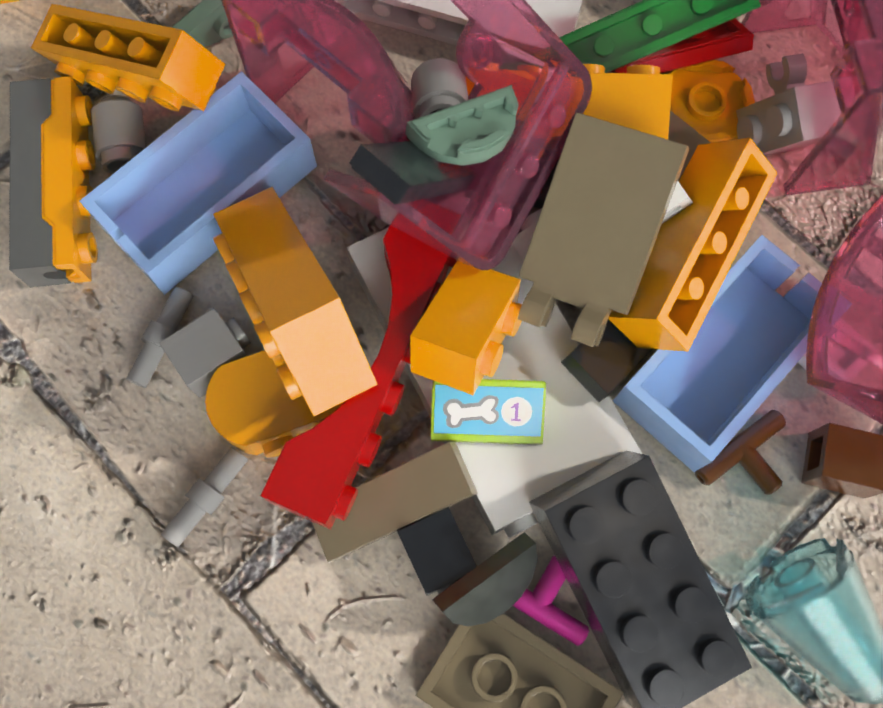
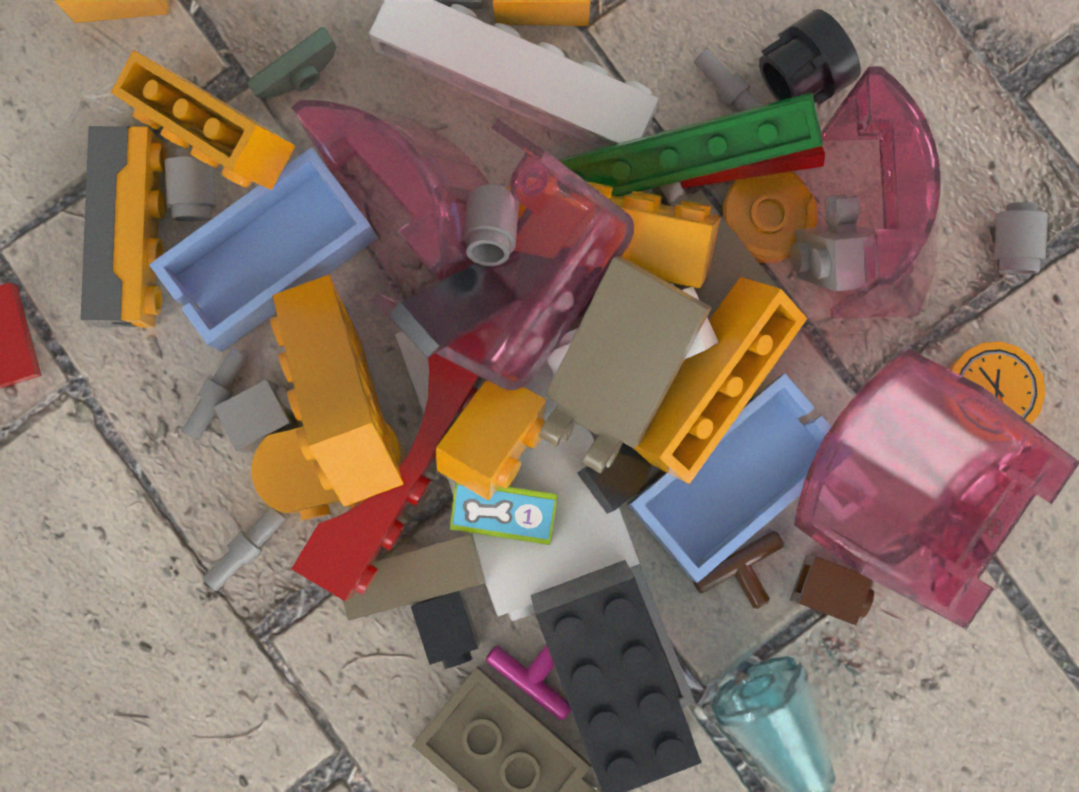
camera: 10 degrees right, 10 degrees up
(468, 130) = (509, 269): sand green plate -> none
(491, 585) = (487, 663): pearl dark grey tile -> none

